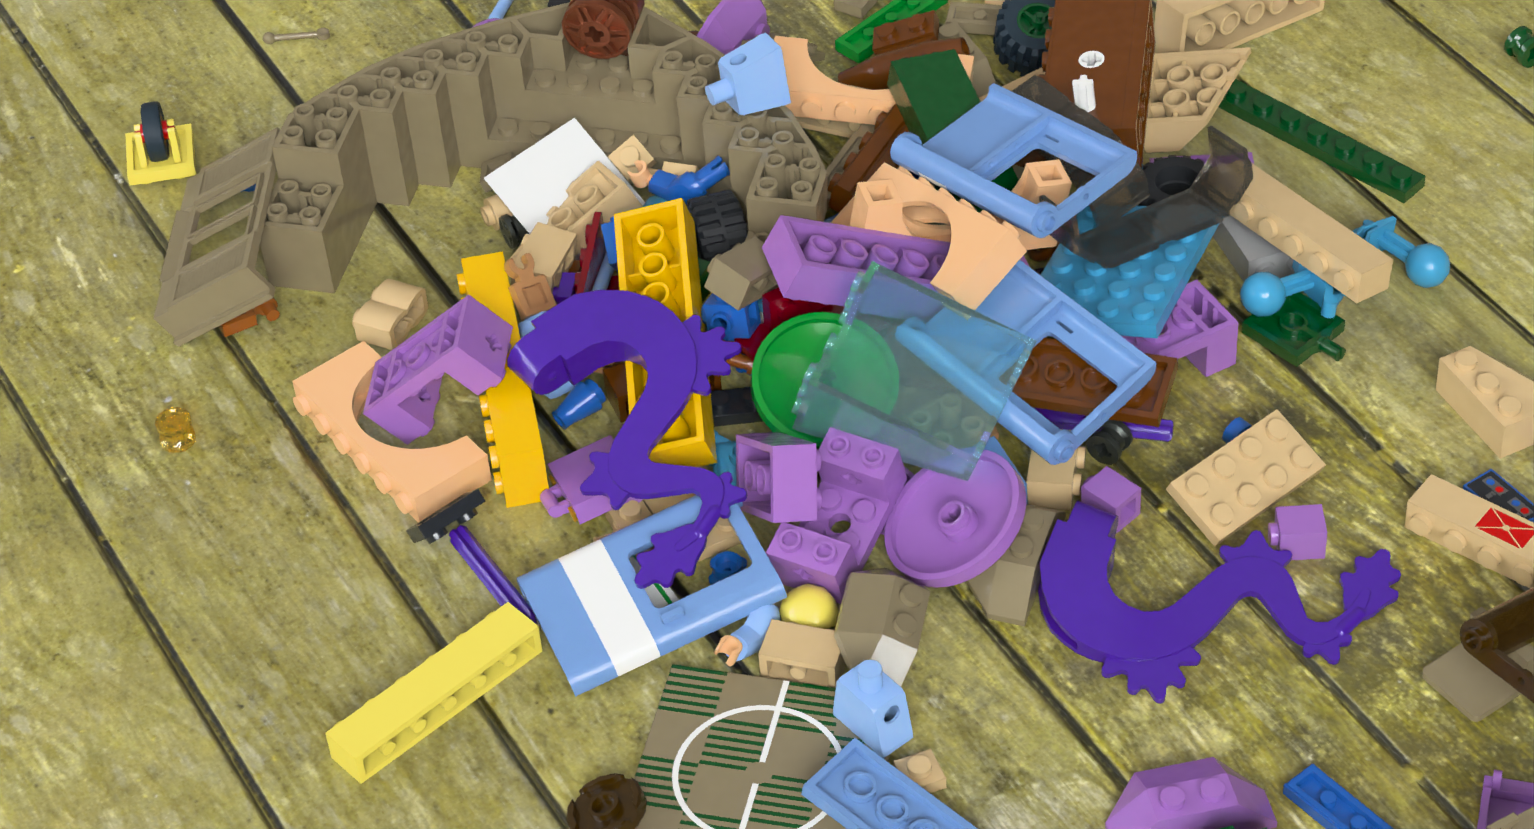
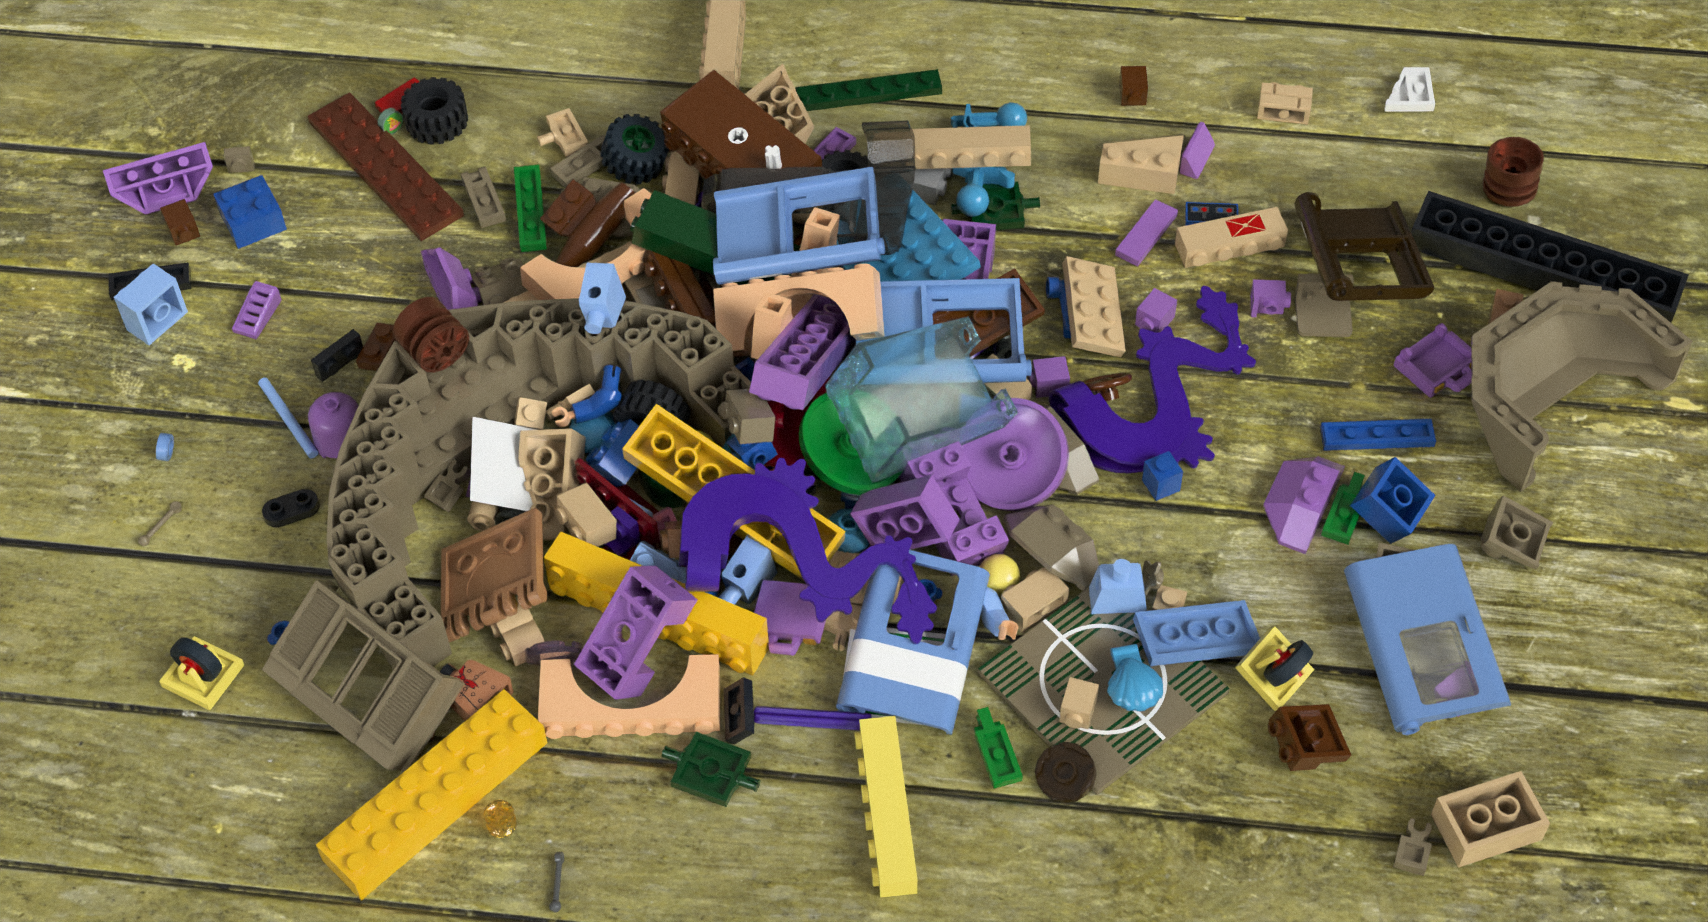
camera: 55 degrees left, 10 degrees up
(160, 367) = (432, 794): none -> yellow brick
(170, 497) = (555, 905): none -> dark grey hinge
(295, 328) = (480, 686): none -> nougat torso
(361, 538) = (710, 769): none -> dark green plate
(370, 333) = (552, 650): none -> tile
(422, 249) = (487, 572): none -> medium nougat hinge
(530, 292) = (618, 538): medium nougat plate -> none
(583, 737) = (996, 750): none -> green hinge
(597, 413) = (747, 571): none -> light blue torso
(694, 763) = (1078, 703): none -> tan brick
(765, 791) = (1133, 682): none -> dark azure animal
(930, 735) = (1152, 576): none -> dark tan plate
(1076, 664) = (1162, 475): none -> blue brick
(1146, 549) = (1107, 384): none -> reddish brown piece
(1410, 464) = (1146, 232): none -> medium lavender tile
(1435, 613) = (1269, 297): none -> medium lavender brick

